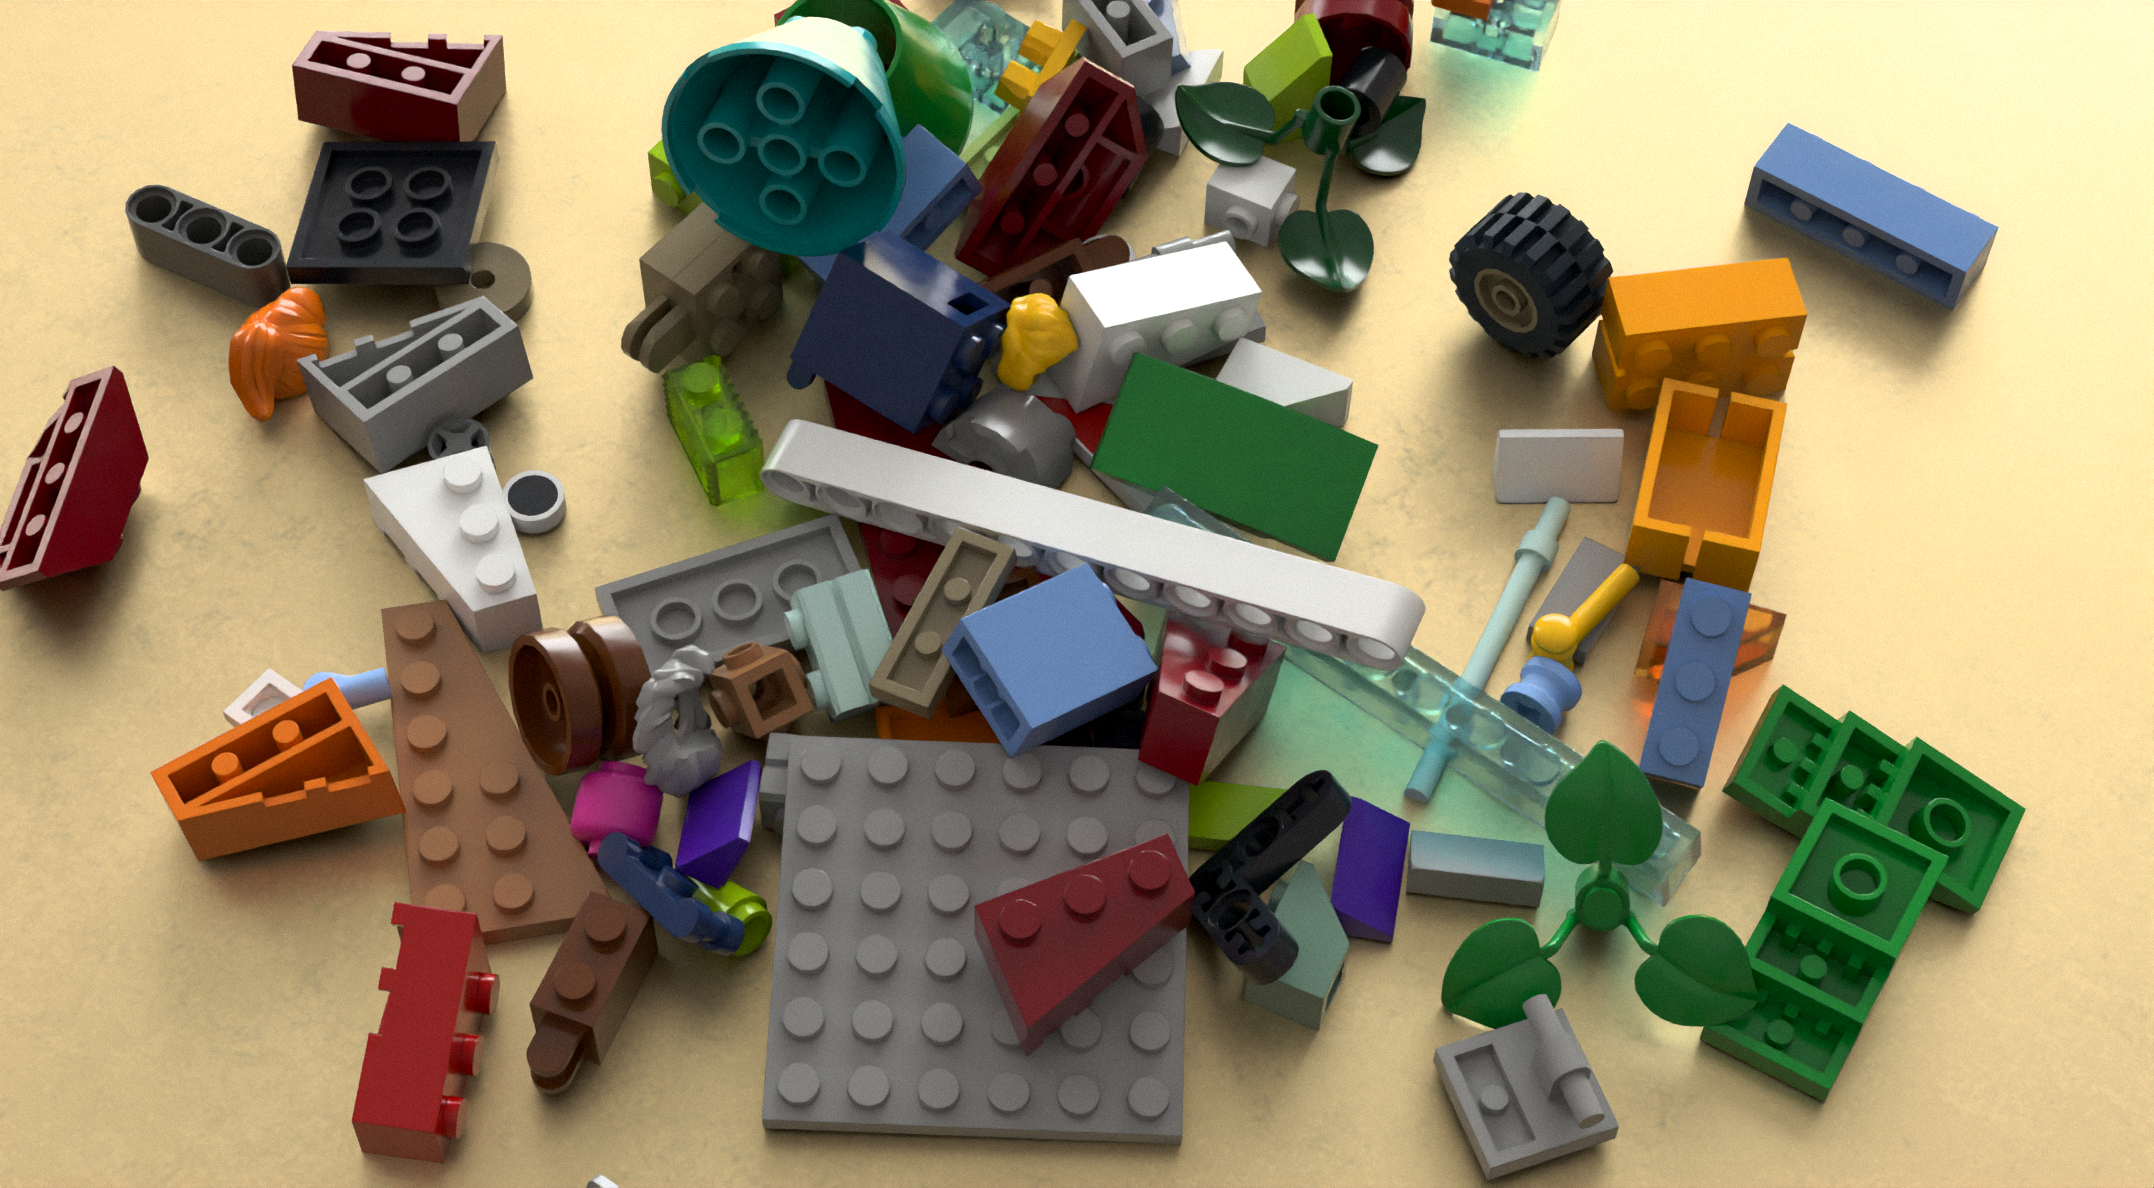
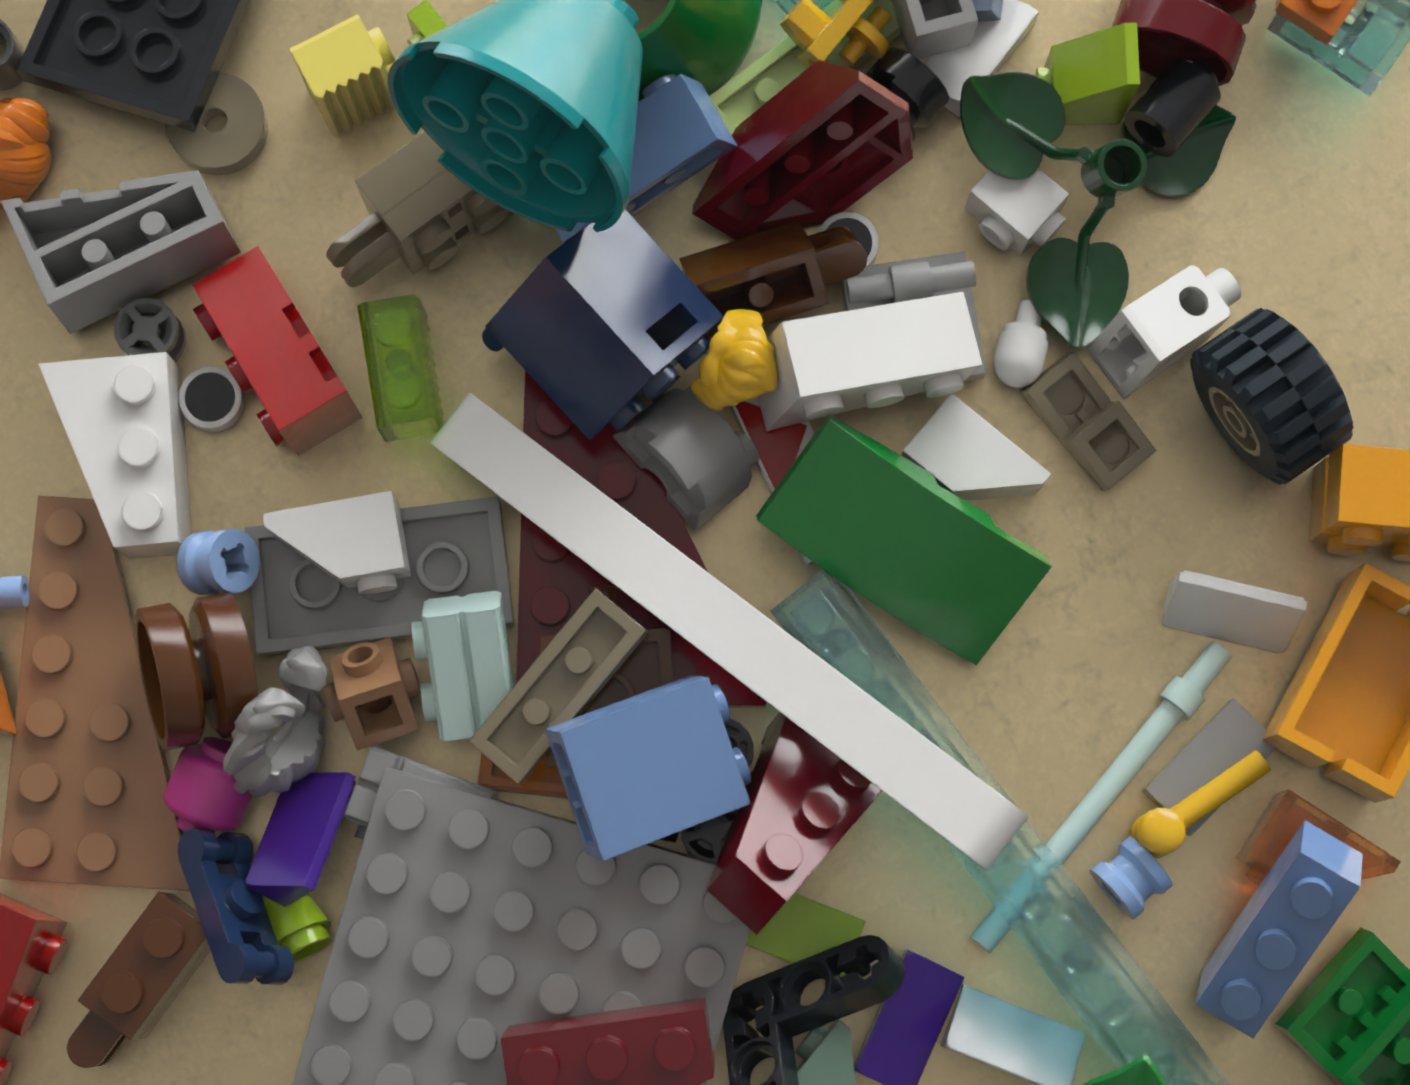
camera: 15 degrees right, 25 degrees up
(583, 598) = (207, 572): none -> light blue wheel
(594, 442) = (274, 353): none -> red wedge
(603, 208) = (346, 73): none -> light yellow brick
(698, 561) = (349, 539): none -> white slope
(1292, 307) = (1021, 348): none -> white cylinder
(1379, 359) = (1087, 421): none -> dark tan slope
(1409, 259) = (1164, 327): none -> white torso

